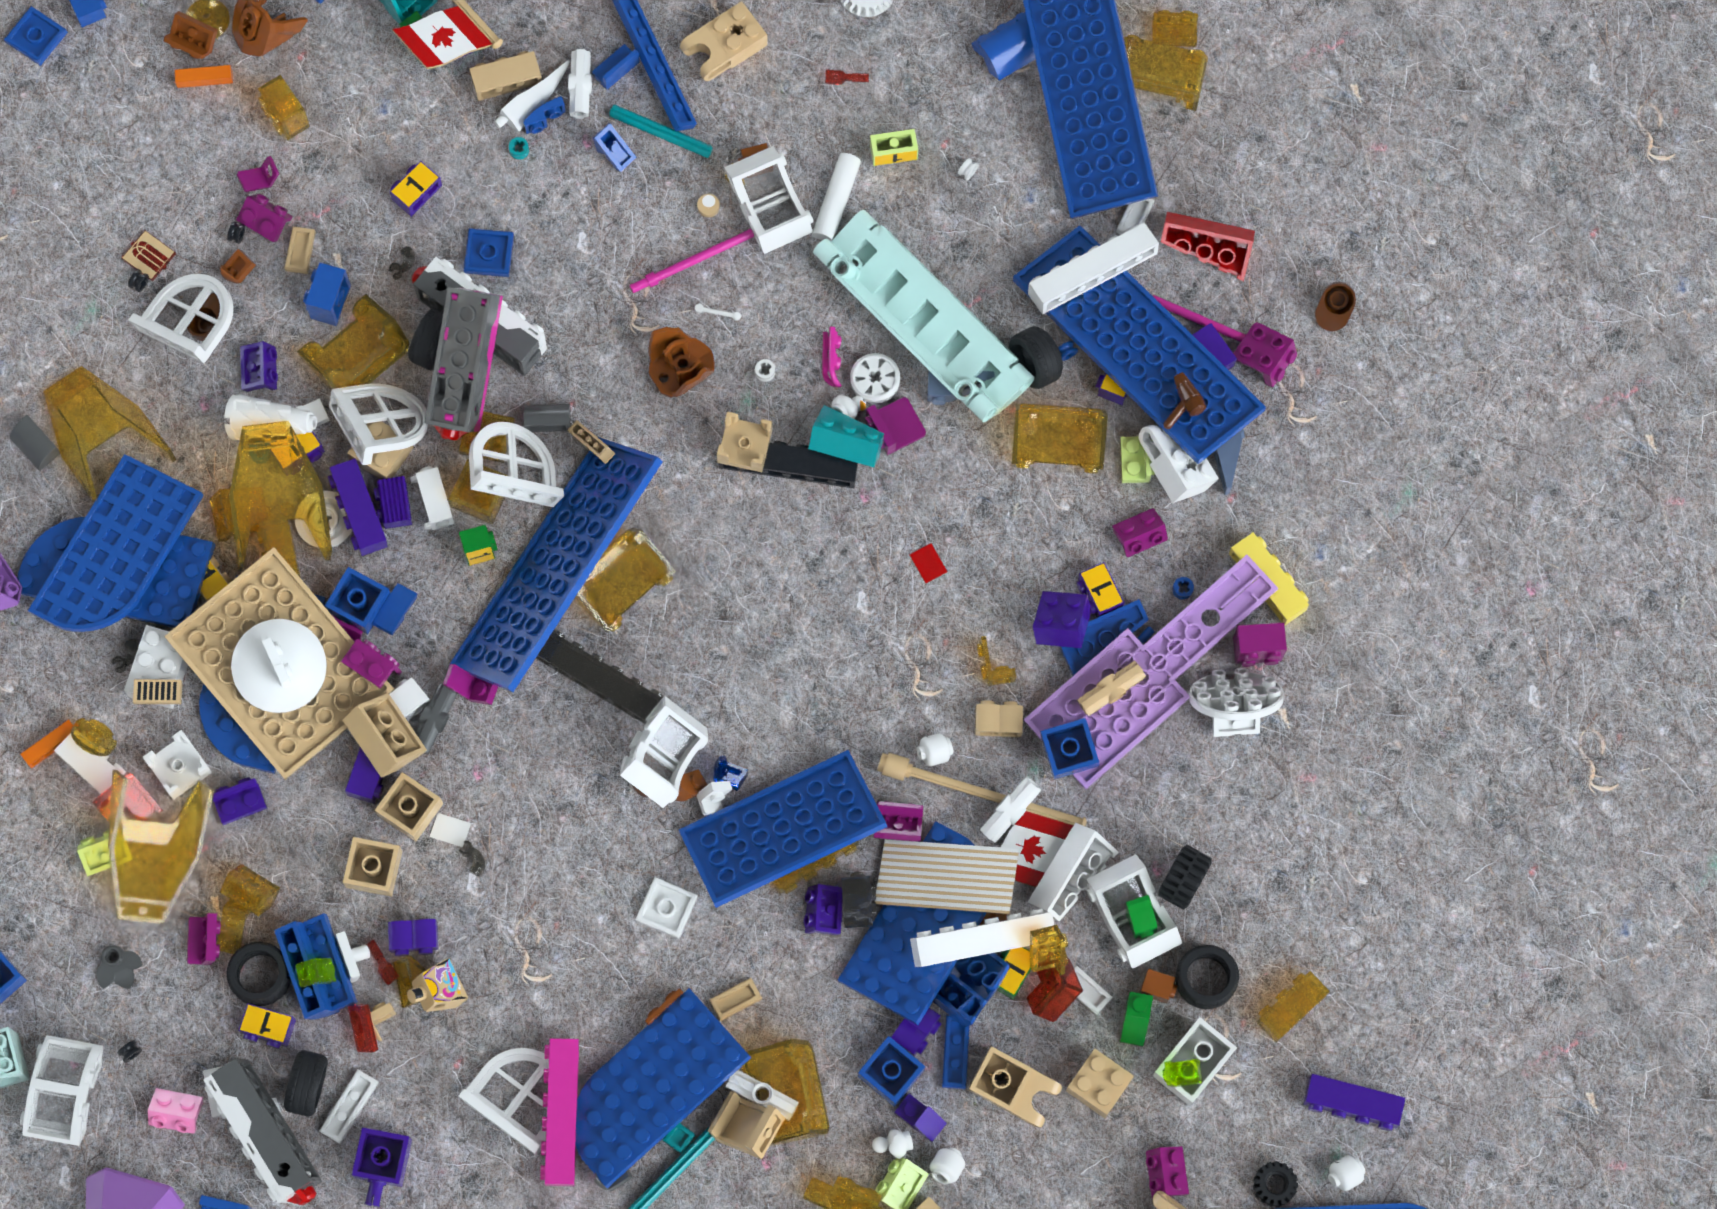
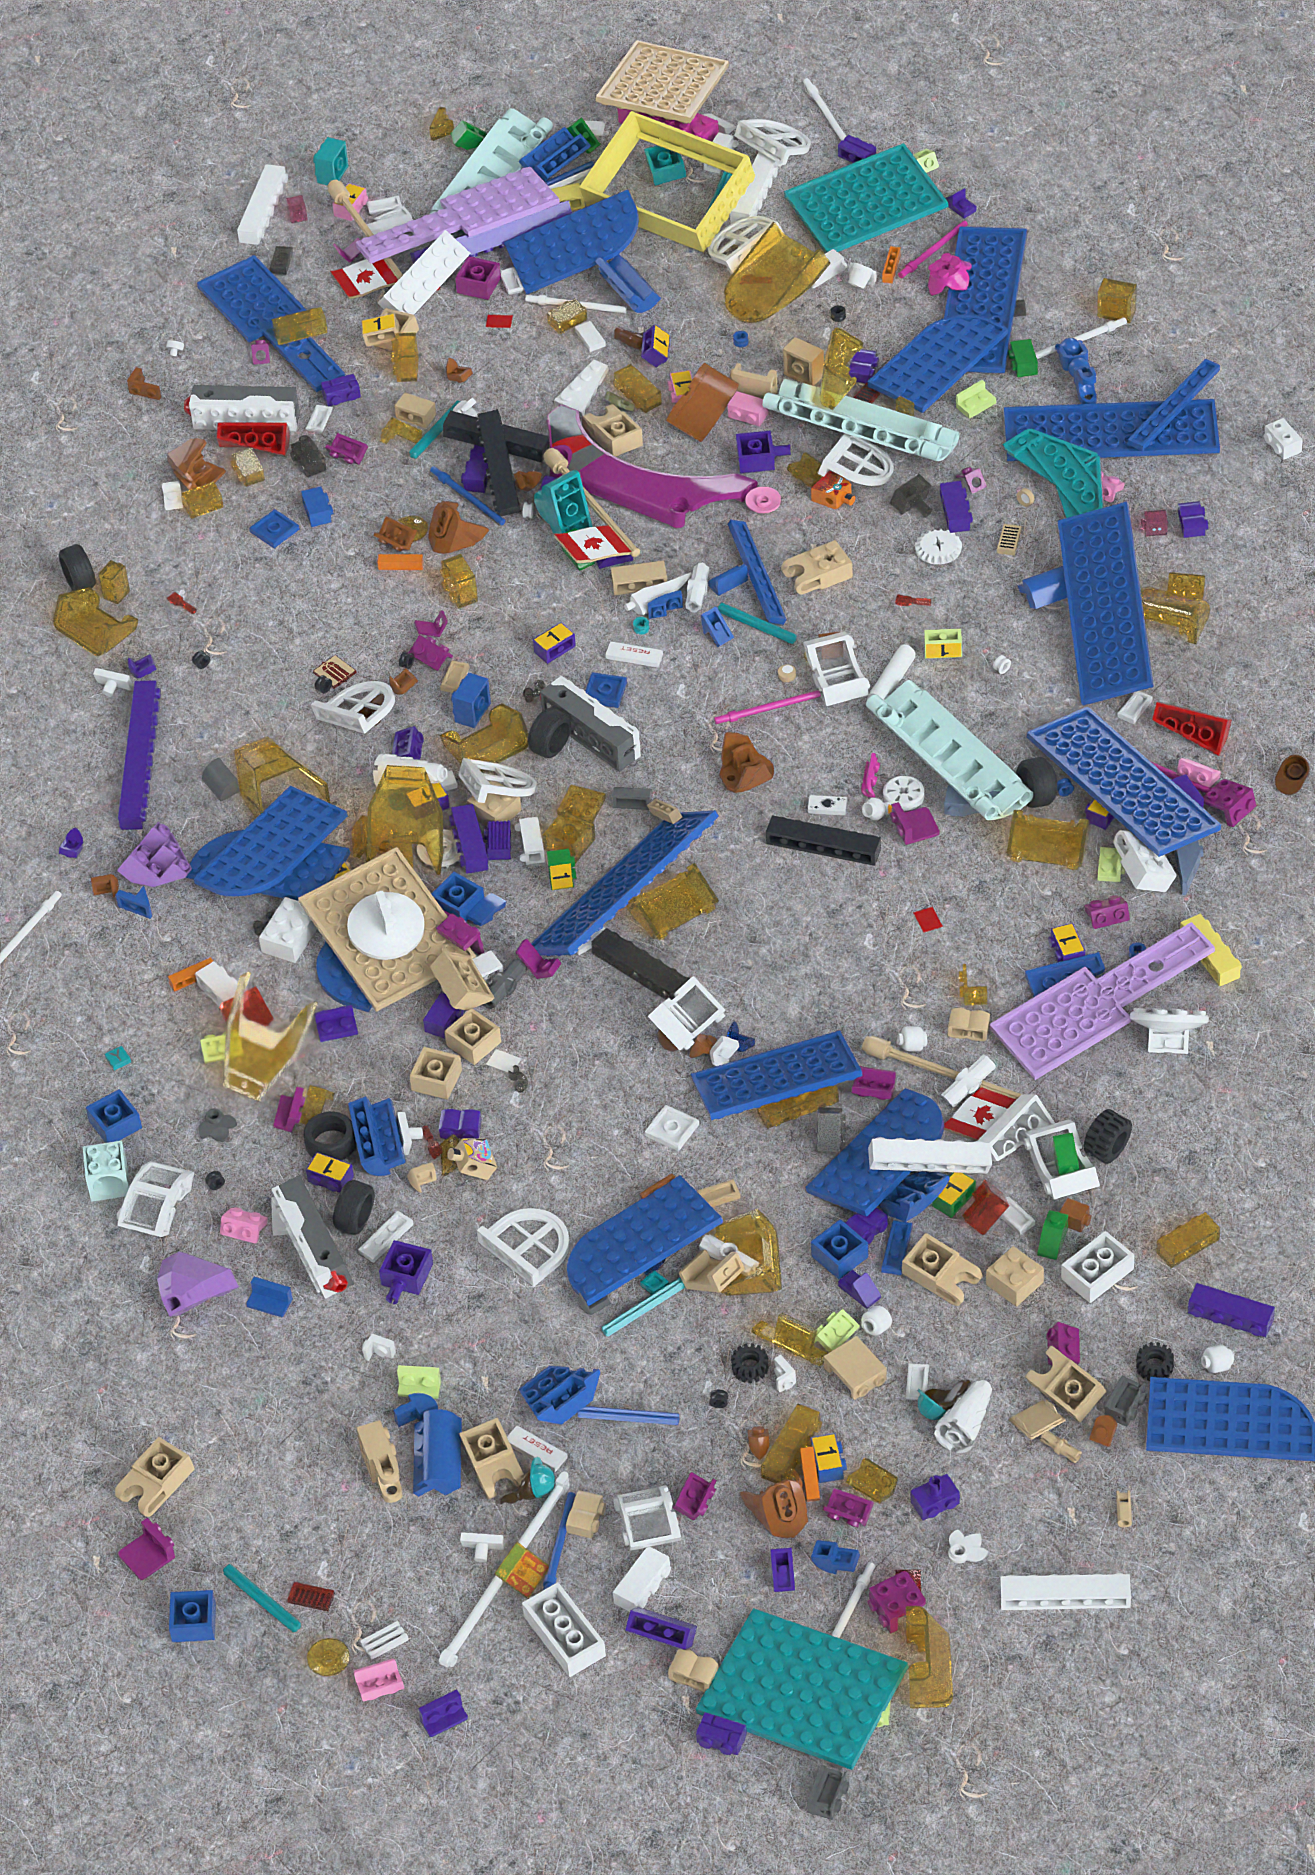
camera: 15 degrees right, 25 degrees down
(93, 737) = (227, 967): clear yellow tile -> none
(157, 691) = (285, 937): tan tile -> none
(178, 765) = (292, 996): white panel -> none
(249, 890) = (333, 1079): clear yellow brick -> none
(316, 972) = (378, 1130): clear neon green bracket -> none
(362, 1028) = (407, 1179): clear red tile -> none
(463, 362) = (570, 739): dark grey piece -> none
(510, 485) = (590, 820): white window -> none
(516, 194) = (634, 654): none -> white tile
(561, 1112) = (559, 1249): dark pink brick -> none
(699, 309) = (768, 739): white hinge -> none
(744, 443) = (788, 819): tan panel -> none
(762, 377) = (810, 781): white bush -> none
(785, 404) = (827, 805): none -> white tile
(823, 909) = (801, 1138): dark purple bracket -> none
(845, 438) = (871, 821): teal wedge -> none
(897, 1141) = (837, 1300): white animal -> none
(947, 876) = (907, 1118): sticker -> none
(1048, 949) = (982, 1165): clear yellow bracket -> none
(1061, 619) = (1031, 956): dark purple brick -> none
(1069, 748) = (1023, 1039): blue brick -> none
(1093, 268) = (1092, 728): white brick -> none
(1111, 688) = (1065, 1003): tan piece -> none
(1182, 1073) = (1083, 1263): clear neon green bracket -> none
(1190, 400) = (1158, 811): reddish brown piece -> none
(1223, 314) = (1198, 772): none -> bright pink bracket
(1223, 958) = (1117, 1196): black tyre -> none
(1259, 644) = (1195, 987): magenta brick -> none

